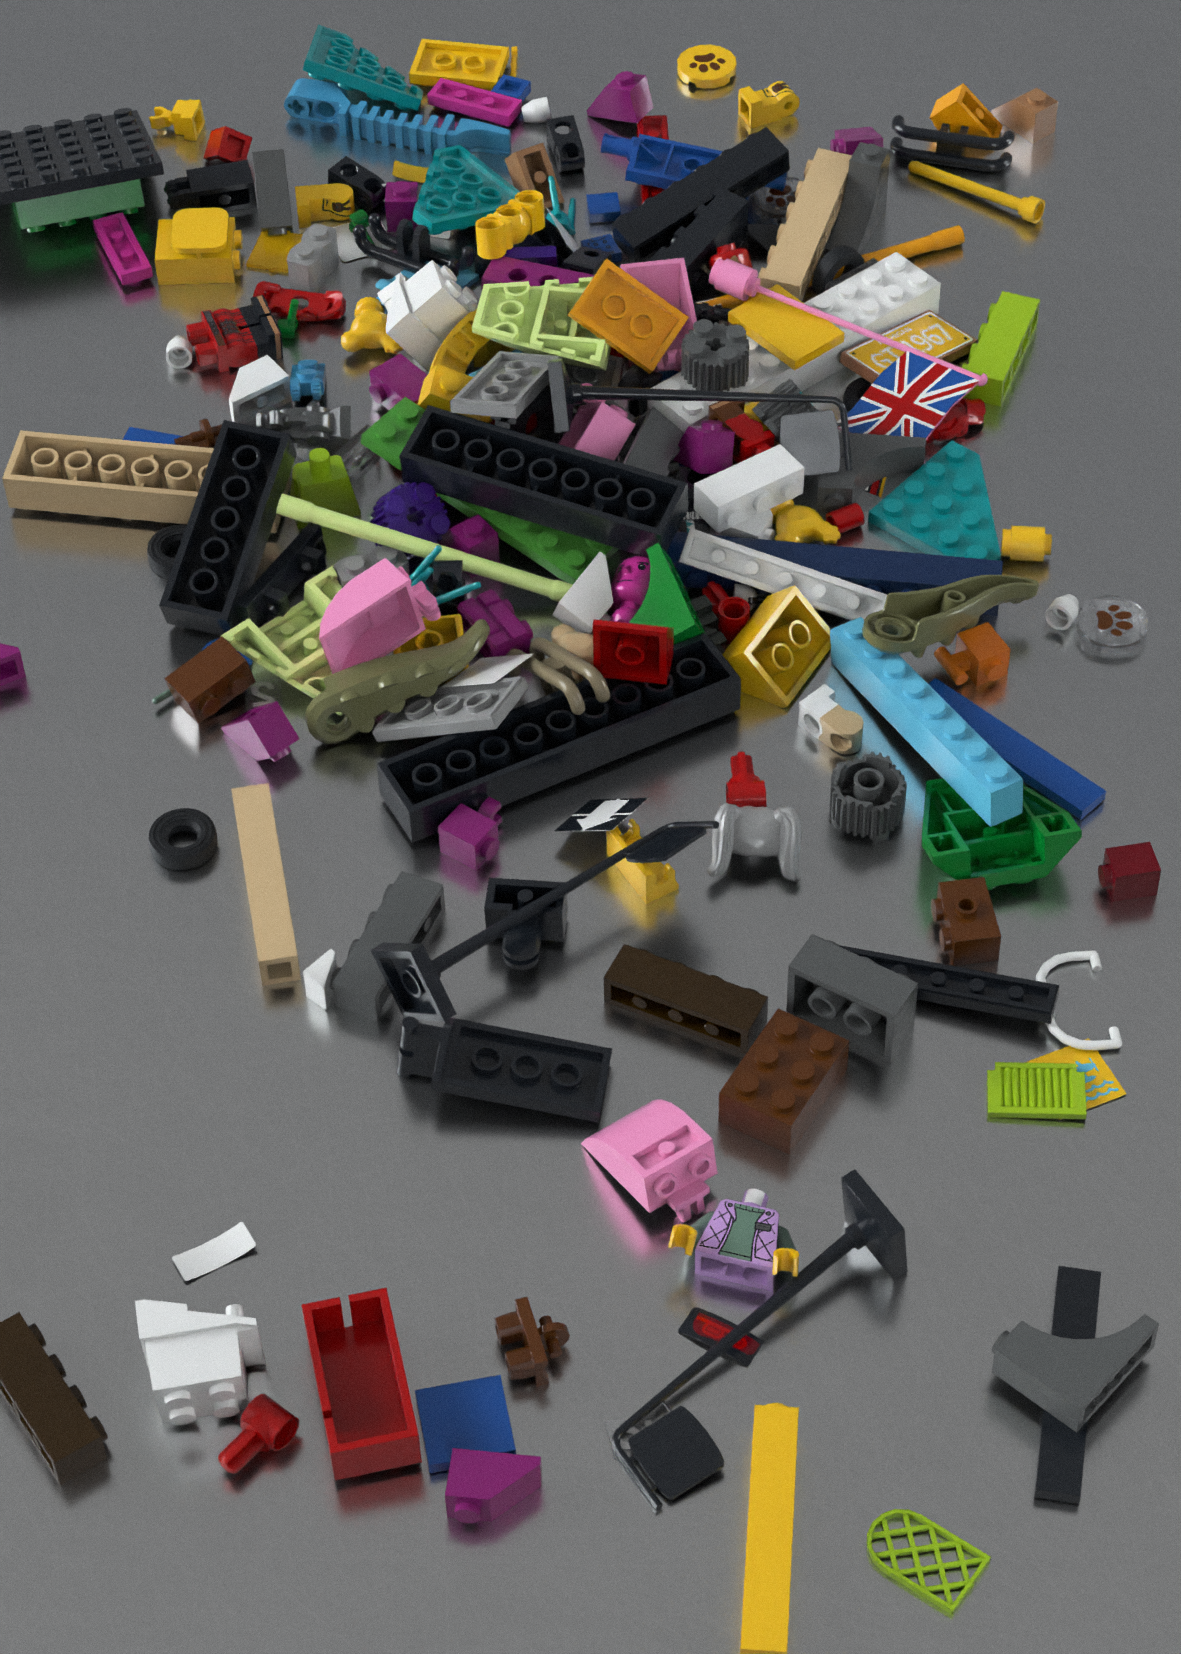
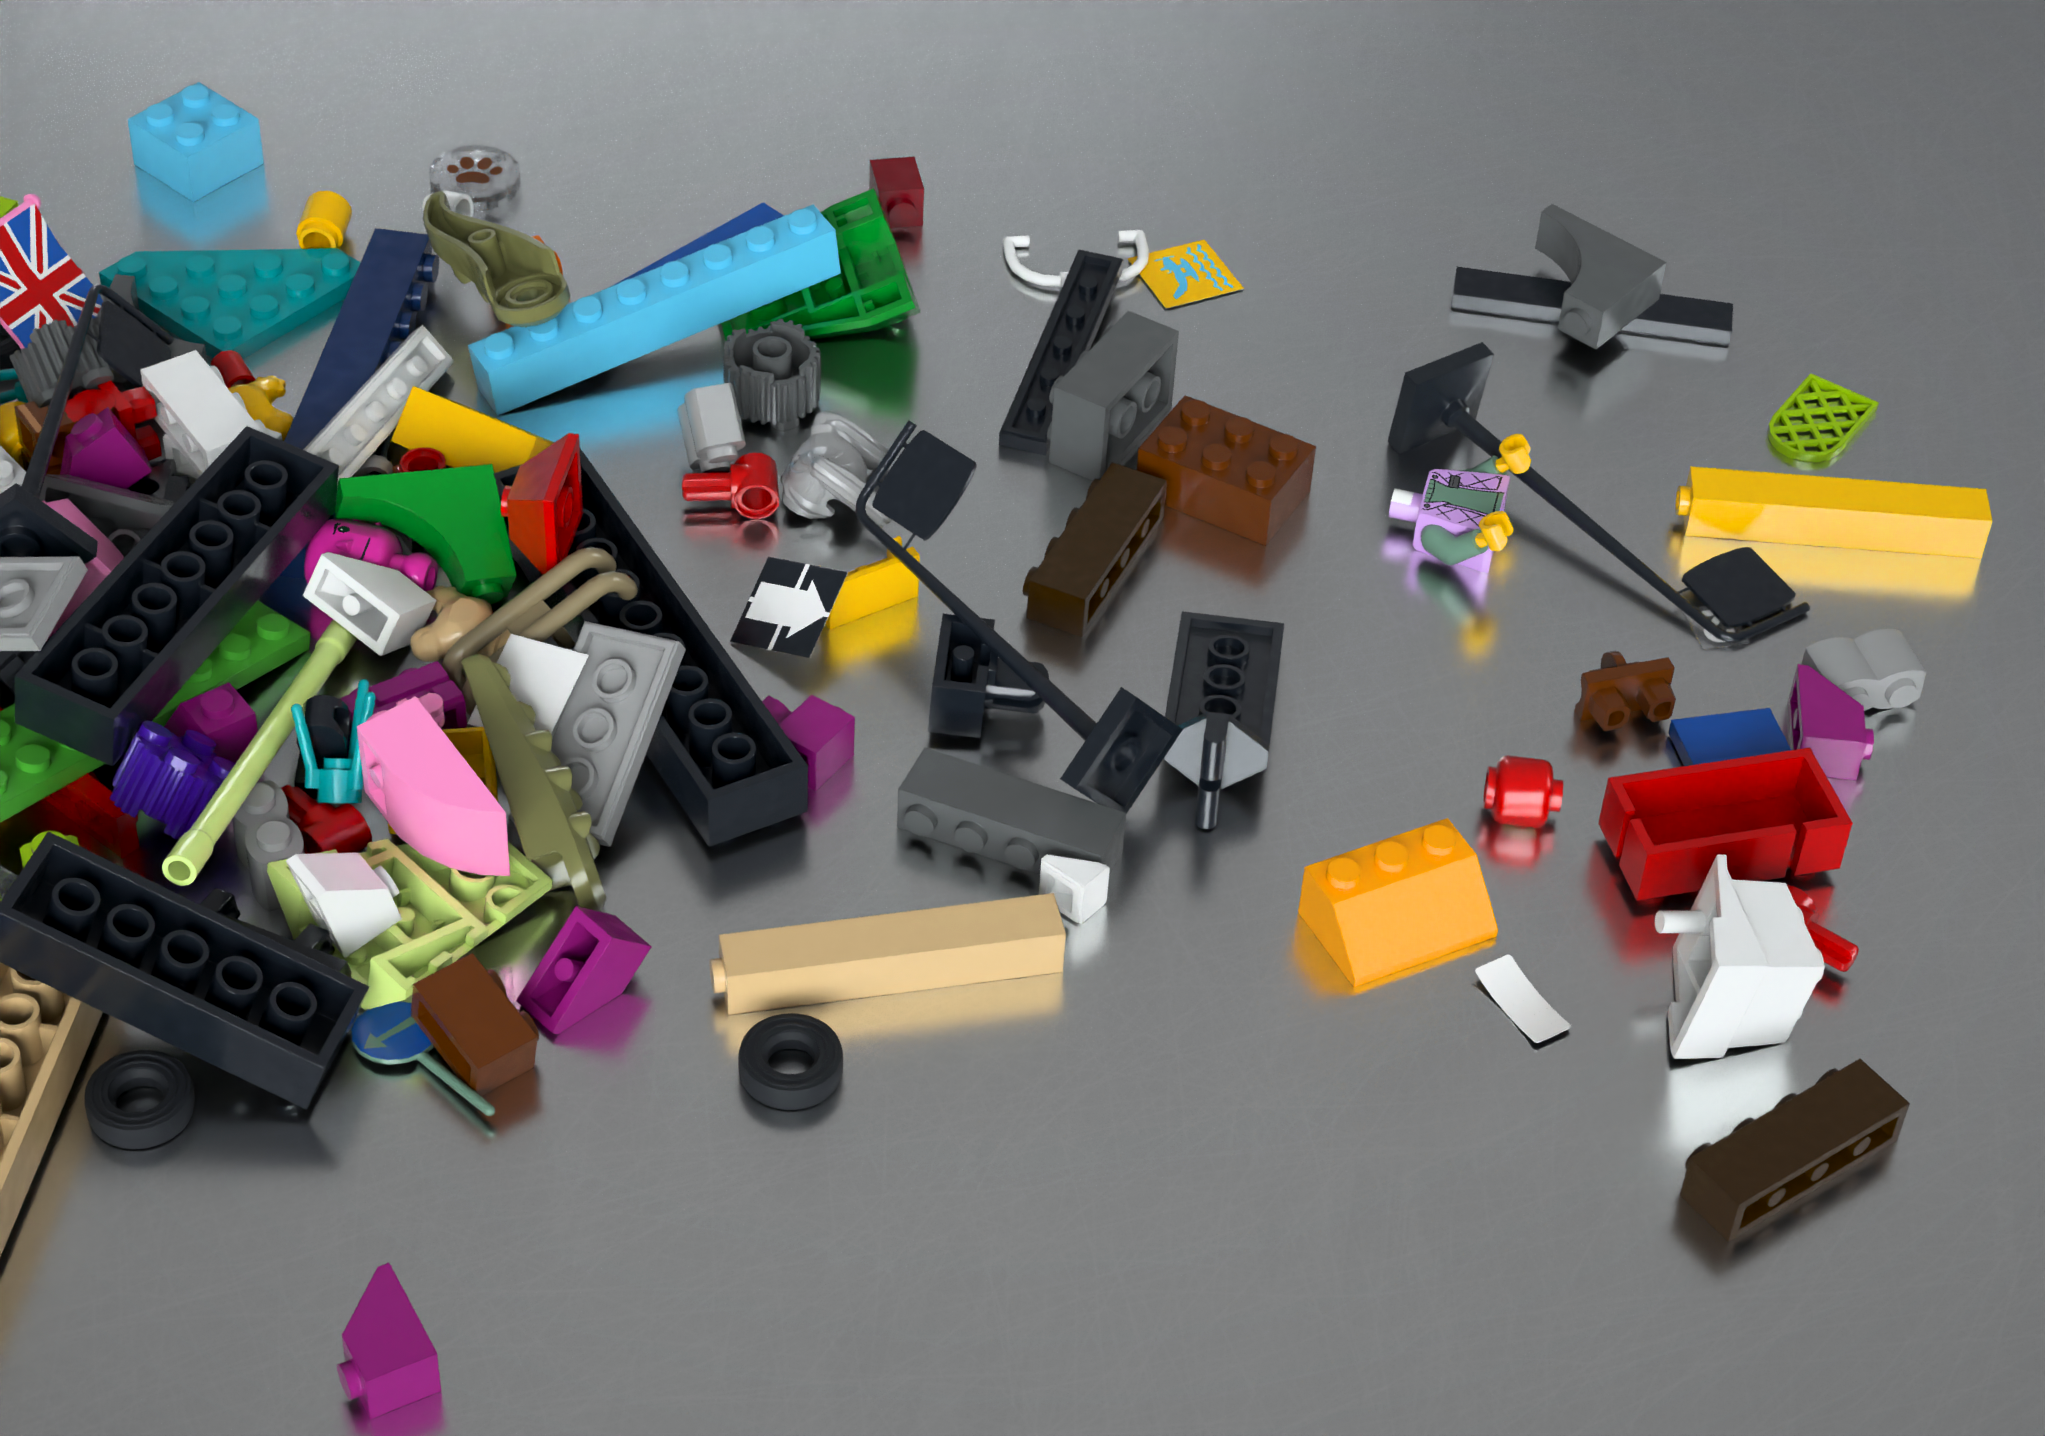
camera: 95 degrees left, 5 degrees down
(292, 594) = (346, 897): none -> white slope
(298, 1170) = (1398, 902): none -> light orange slope
(412, 1257) = (1522, 791): none -> red head
(555, 1526) = (1872, 668): none -> light grey brick
(658, 1157) = (1341, 575): bright pink piece -> none
(712, 1328) = (1568, 557): sticker -> none
(780, 754) = (711, 427): none -> light grey brick
(830, 722) = (624, 407): leg -> none
(967, 921) = (971, 316): reddish brown brick -> none
(1036, 1091) = (1207, 298): lime window -> none
(1110, 465) = (196, 141): none -> medium azure brick

